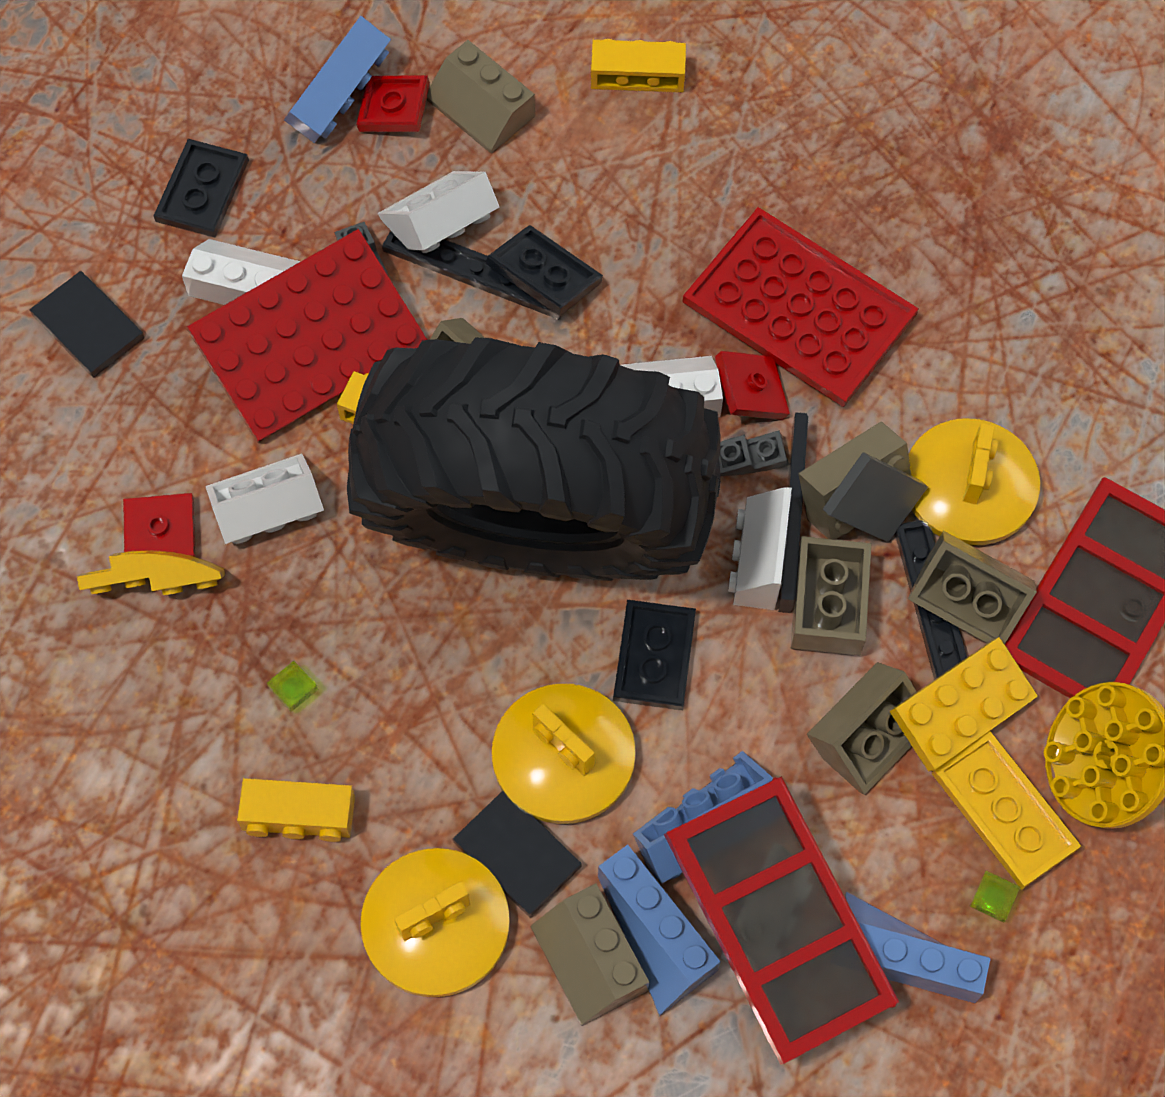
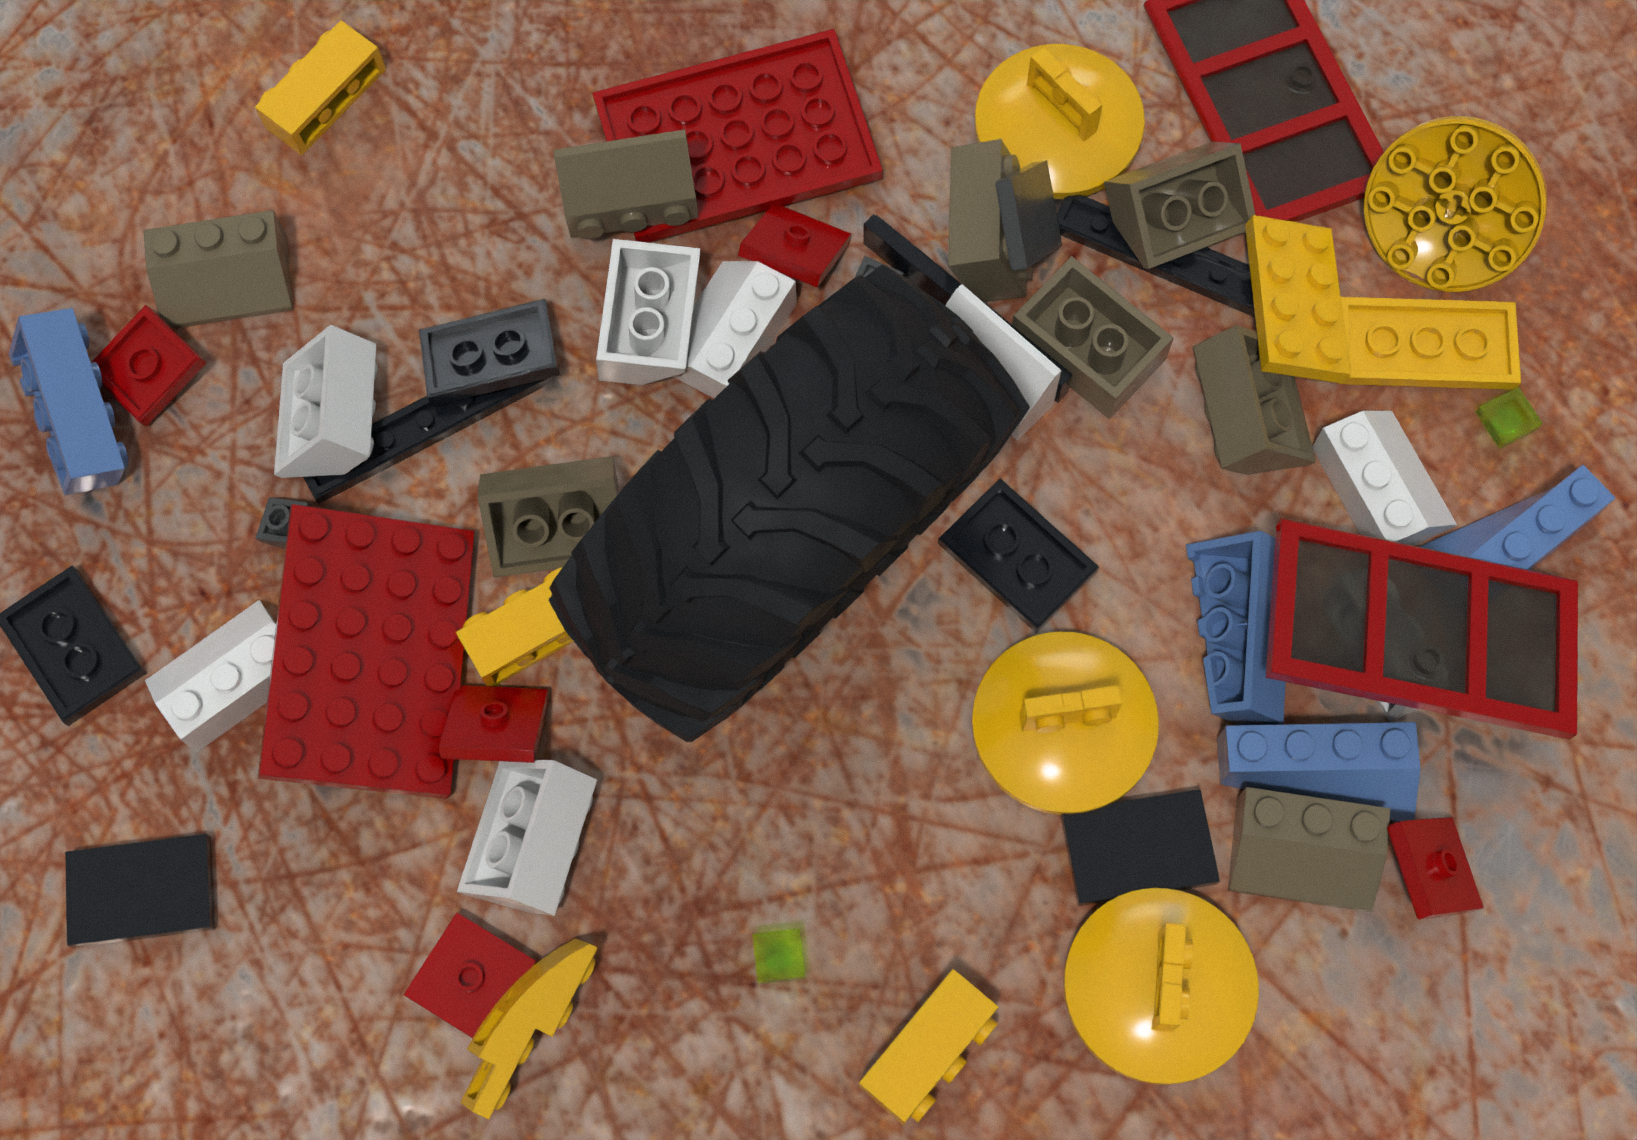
camera: 50 degrees left, 5 degrees up
(314, 431) = (494, 724): none -> red plate
(634, 1040) = (1434, 867): none -> red plate
(638, 327) = (647, 312): none -> white slope
(704, 262) = (626, 184): none -> dark tan slope
(884, 844) = (1381, 479): none -> white slope

